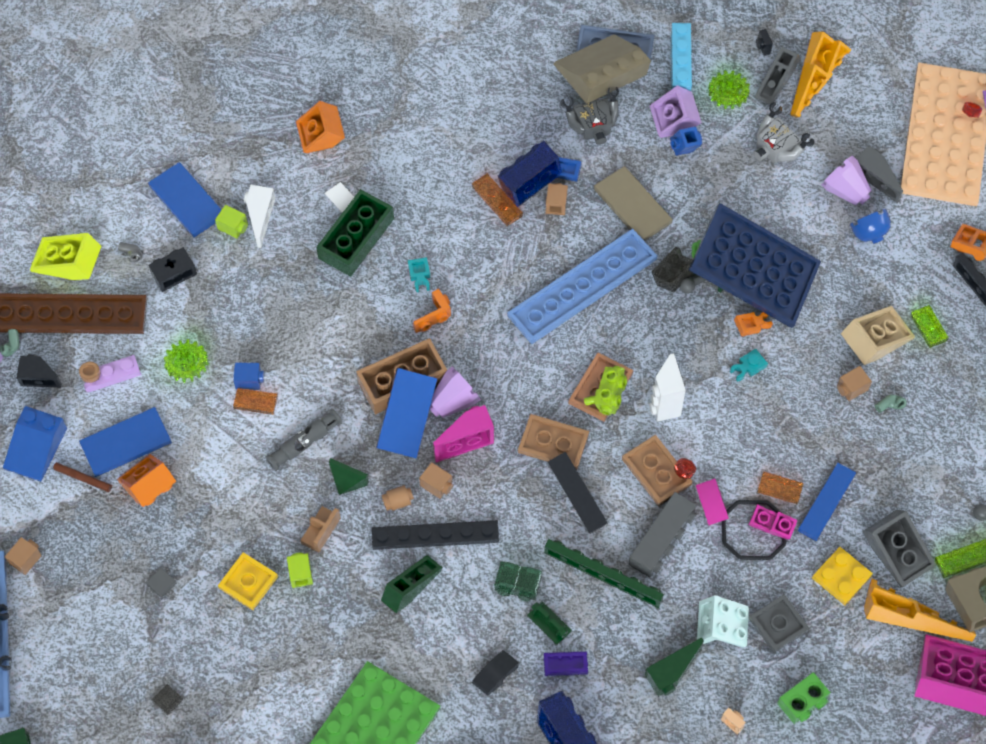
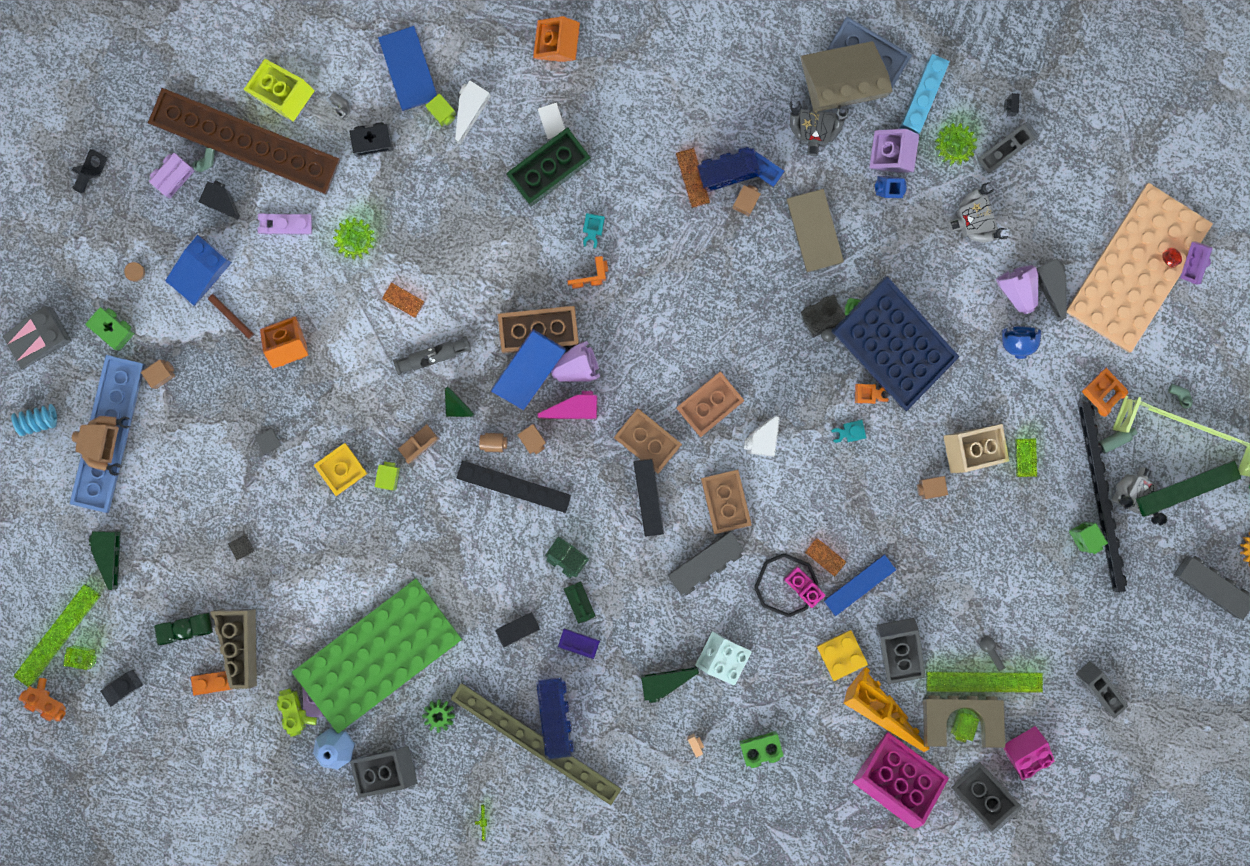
camera: 15 degrees right, 25 degrees up
(89, 372) = (265, 219): medium nougat tile -> none
(125, 441) = (277, 296): blue tile -> none
(248, 376) = (404, 275): blue brick -> none
(410, 583) = (477, 524): dark green slope -> none
(582, 286) = (734, 298): medium blue plate -> none
(608, 575) = (648, 583): dark green plate -> none
(610, 390) = (710, 421): lime brick -> none
(685, 468) = (749, 513): clear red tile -> none
(712, 501) = (760, 549): dark pink slope -> none
(779, 623) = (769, 677): dark grey plate -> none
(820, 61) = (1058, 143): light orange wedge -> none
(891, 401) = (957, 514): sand green arm -> none

